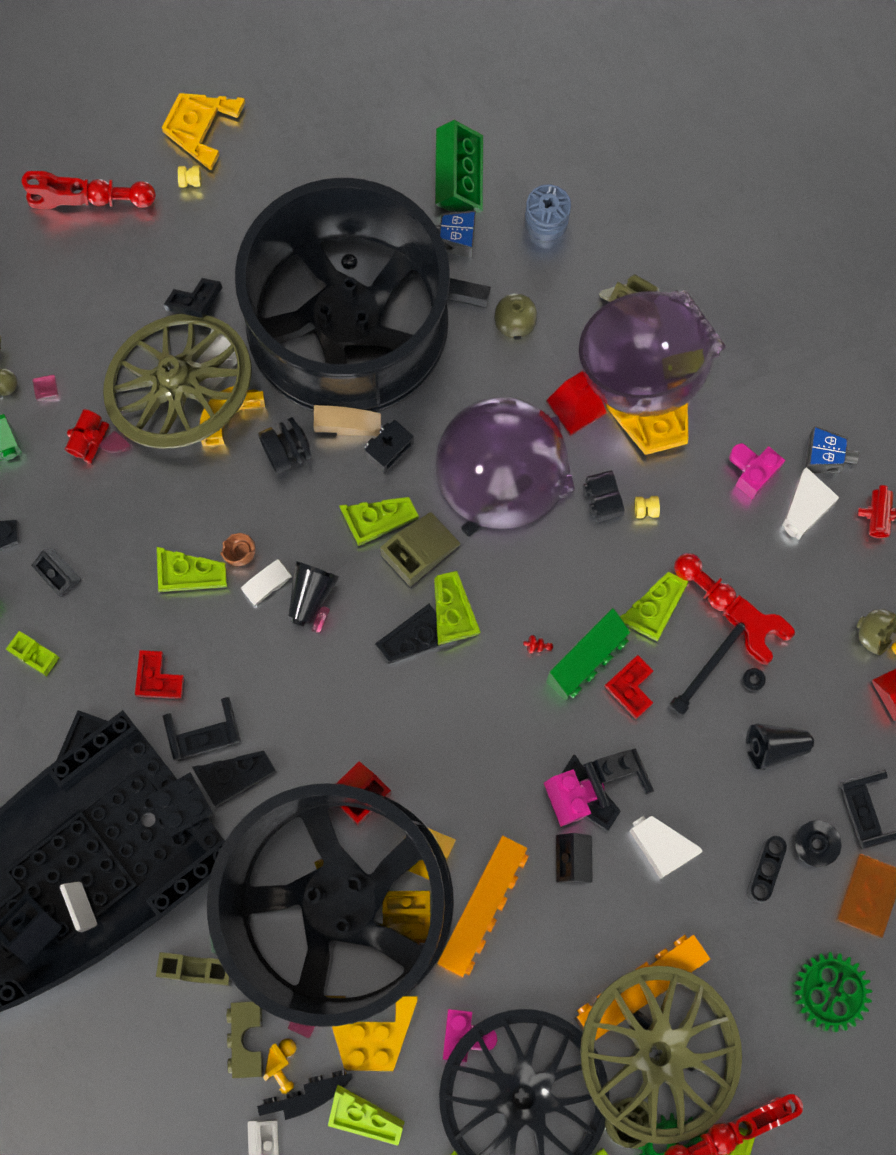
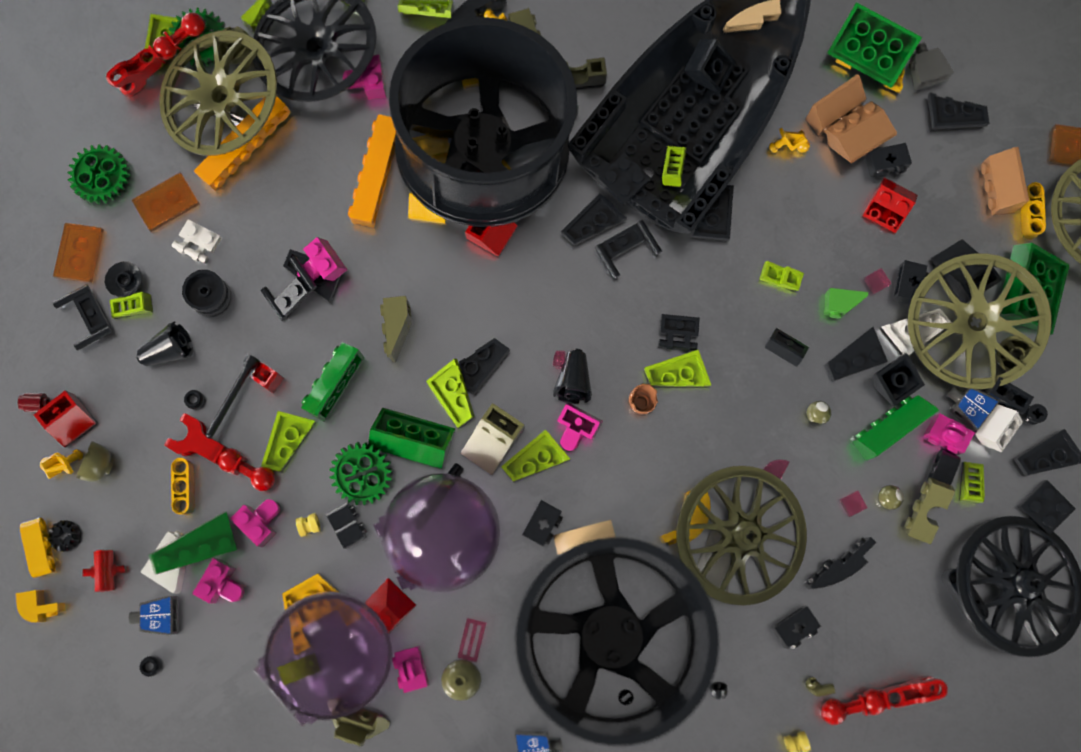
camera: 170 degrees right, 5 degrees up
(47, 487) = (819, 412): none -> olive piece
(78, 906) = (677, 90): white slope -> none
(86, 436) = (802, 465): red pin -> none
(89, 322) = (837, 571): none -> black slope
(110, 801) = (670, 177): none -> lime slope
(143, 288) = (785, 627): none -> black brick
(149, 220) = (818, 689): none -> olive arm
(151, 681) = (679, 276): red plate -> none
(171, 623) = (679, 326): none -> black plate
(194, 303) = (750, 614): black plate -> none
(266, 582) = (612, 380): white slope -> none
(285, 445) = (630, 497): black wheel -> none
(320, 539) = (578, 424): none -> dark pink brick
(468, 292) = (509, 693): black slope -> none
(496, 704) = (397, 324): none -> olive slope
(502, 336) = (464, 637): none -> clear pink tile
(511, 573) = (411, 437): none -> green slope
(539, 644) = (377, 383): red hair -> none
(565, 336) = (411, 669): none -> dark pink brick
(574, 858) = (313, 222): black panel -> none
(576, 545) = (368, 489): none -> green gear
(625, 687) = (297, 367): red plate -> none
(662, 845) = (244, 248): white slope -> none
(665, 682) = (266, 377): none -> red slope
(704, 521) = (256, 523): none -> dark pink brick
(709, 808) = (206, 293): none -> black wheel
(716, 878) = (199, 236): none -> white plate
(753, 936) = (165, 202): none -> clear orange tile
(773, 506) = (199, 544): none -> green wedge
(774, 861) = (157, 242): black beam -> none
(782, 571) = (177, 479): none -> yellow beam
(799, 810) = (143, 305): none -> lime slope
(847, 402) = (144, 666): none -> black plate

